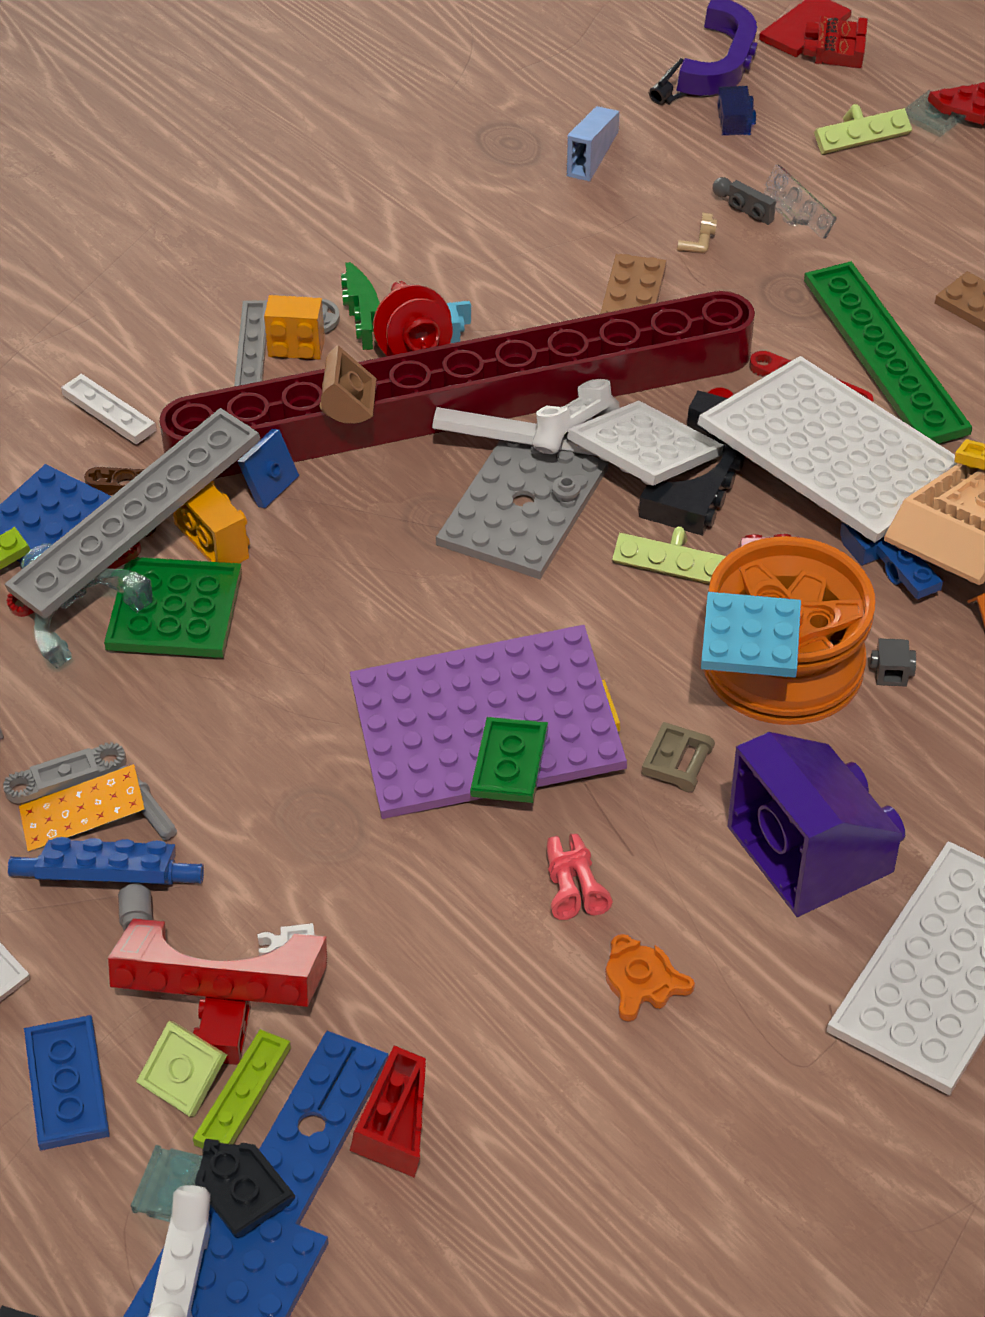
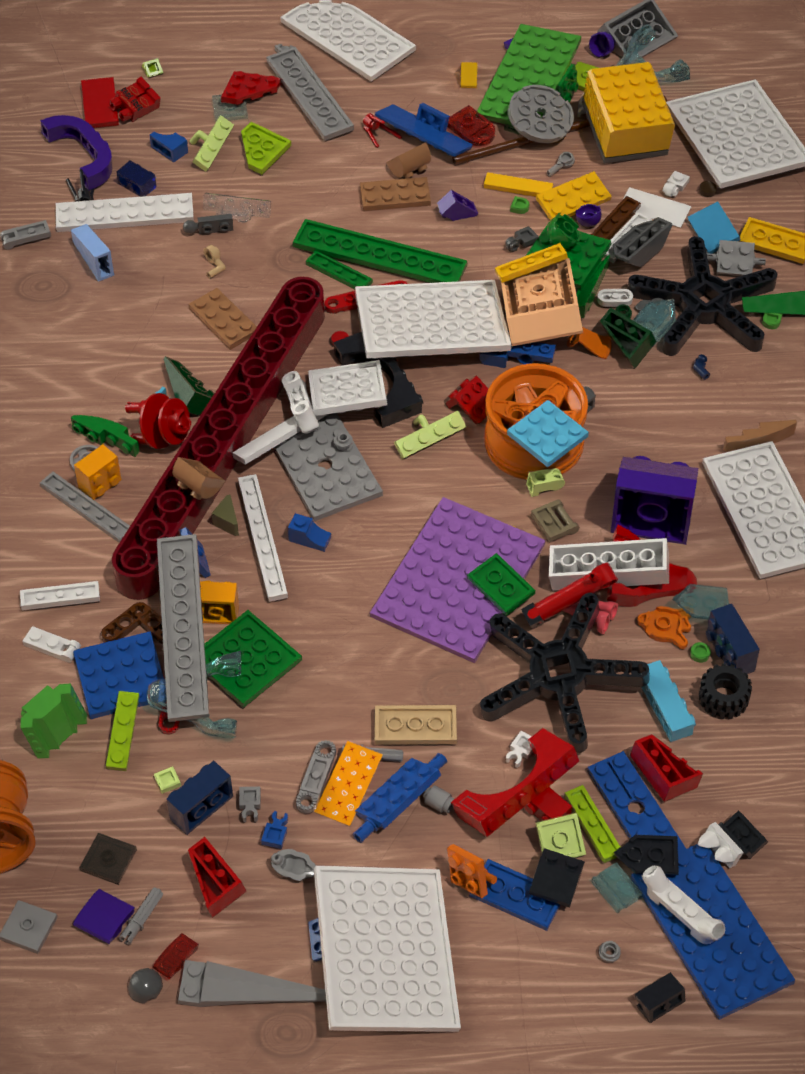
camera: 50 degrees left, 5 degrees up
(34, 1006) = (469, 871): none -> orange plate
(39, 442) = (51, 644): none -> white plate
(55, 1230) = (609, 946): none -> light grey plate
(113, 1102) = (556, 877): none -> black slope
(227, 817) = (415, 724): none -> tan plate
(335, 1244) = (723, 846): none -> white tile
(357, 464) = (225, 517): none -> olive slope
(357, 514) = (262, 538): none -> white plate
(372, 1275) = (744, 834): none -> black bracket
(405, 545) = (305, 532): none -> blue arch
(455, 921) = (563, 687): none -> black beam
(501, 315) = (187, 387): none -> dark green wedge
(510, 1049) = (667, 704): none -> medium azure brick
(558, 86) = (25, 234): none -> light grey plate
(579, 835) = (599, 578): none -> red piece
(589, 1128) = (722, 704): none -> black tyre
(635, 1041) = (700, 652): none -> bright green tile
(654, 845) = (632, 561): none -> white brick
(674, 1057) = (732, 639): none -> dark blue brick
(684, 134) = (125, 212): none -> white plate
(704, 922) = (678, 579): none -> red animal
(716, 992) = (701, 599): none -> clear light blue tile
(726, 707) = (544, 480): none -> yellowish green leg
(815, 104) = (170, 146): none -> blue arch
(818, 336) = (337, 270): none -> green tile
(905, 28) = (152, 68): none -> lime slope
(910, 169) = (262, 147): none -> lime plate

